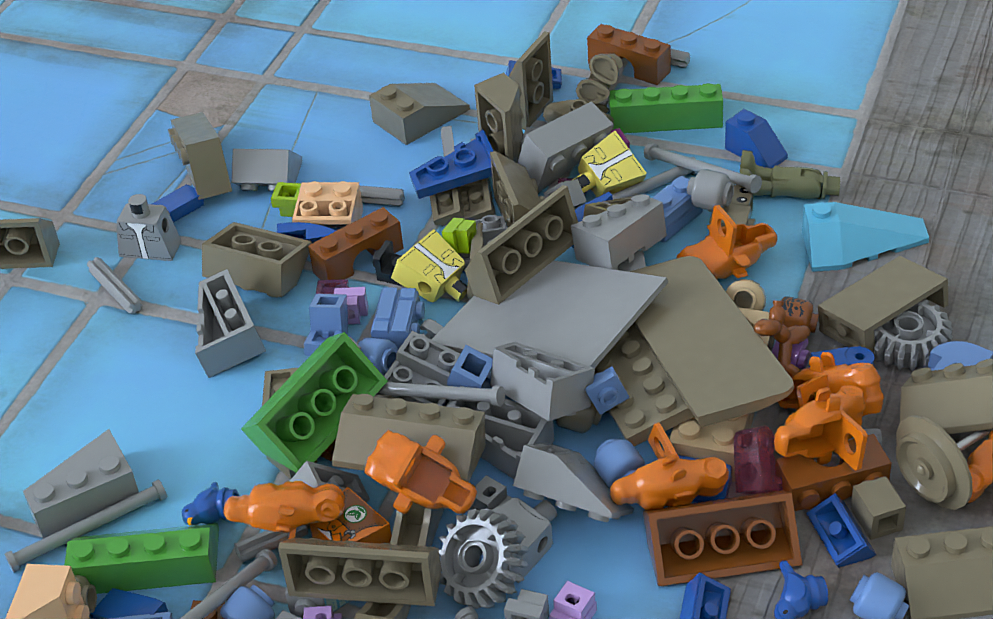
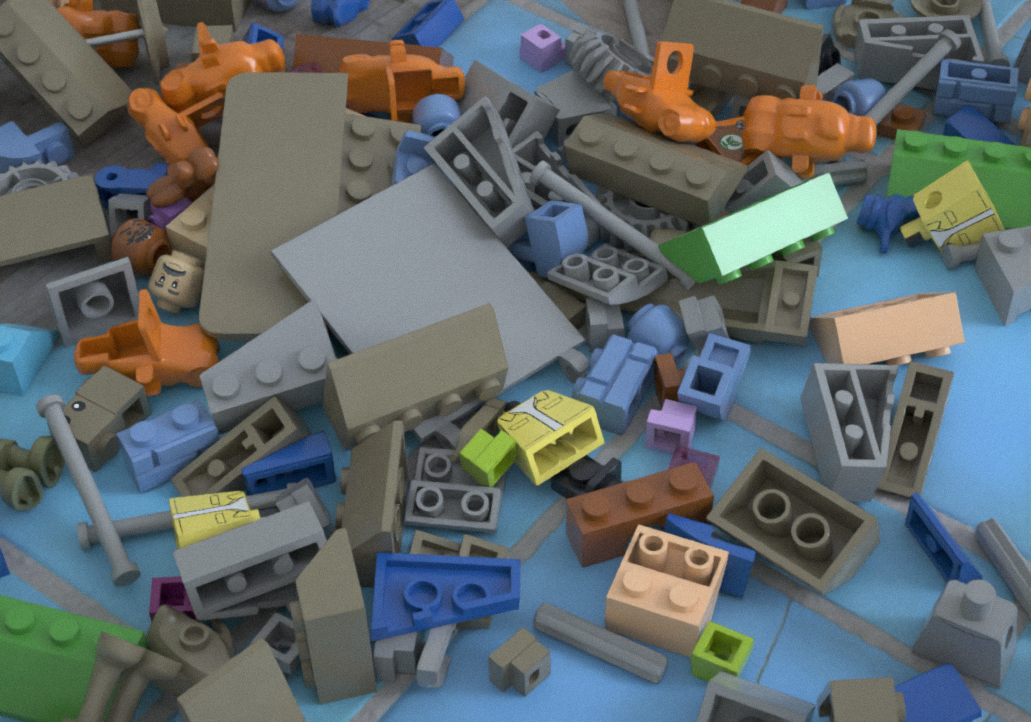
camera: 165 degrees left, 5 degrees up
(152, 496) = (952, 211): none -> light yellow torso
(162, 287) = (939, 542): none -> blue slope
(177, 348) = (915, 429): none -> dark tan slope
(207, 409) = (890, 330): none -> light nougat slope
(358, 325) = (666, 378): none -> dark orange plate
(399, 166) = (519, 663): none -> dark tan piece
(710, 189) = (117, 396): light grey head -> none
(796, 265) = (93, 301): none -> light grey slope
(824, 340) = (121, 205): none -> light grey piece

